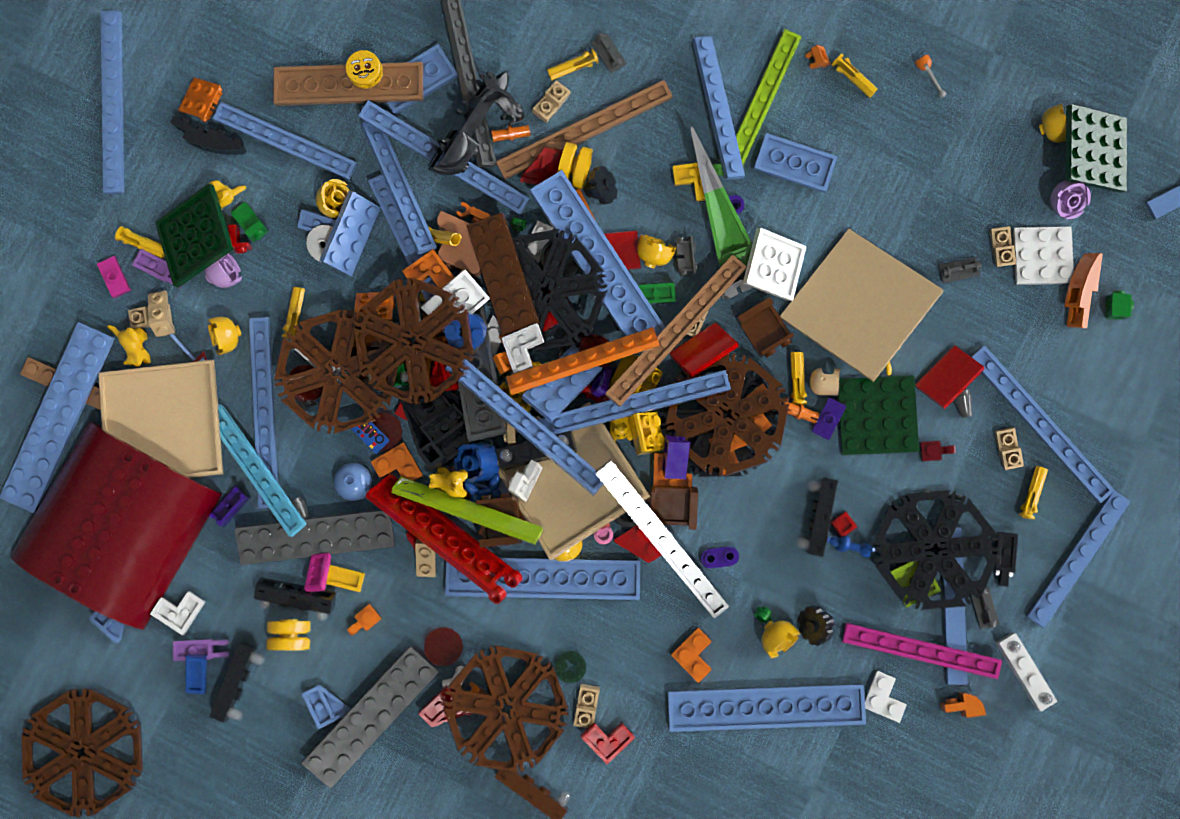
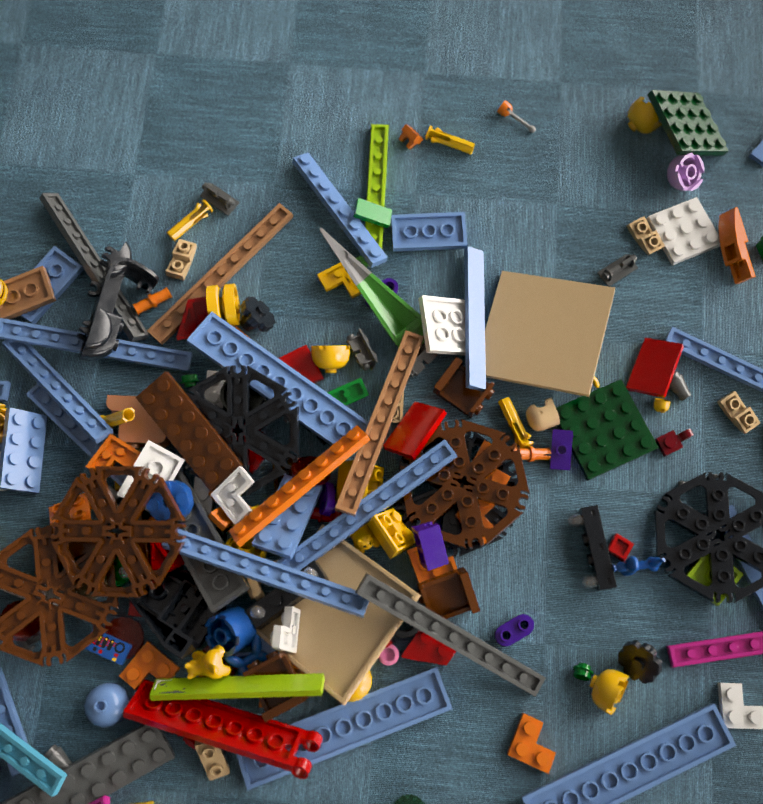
camera: 25 degrees left, 10 degrees down
(475, 213) = (138, 385): orange plate -> none
(748, 125) = (372, 213): none -> tile
(802, 265) = (474, 319): none -> tile
(940, 413) = (661, 405): none -> yellow hinge

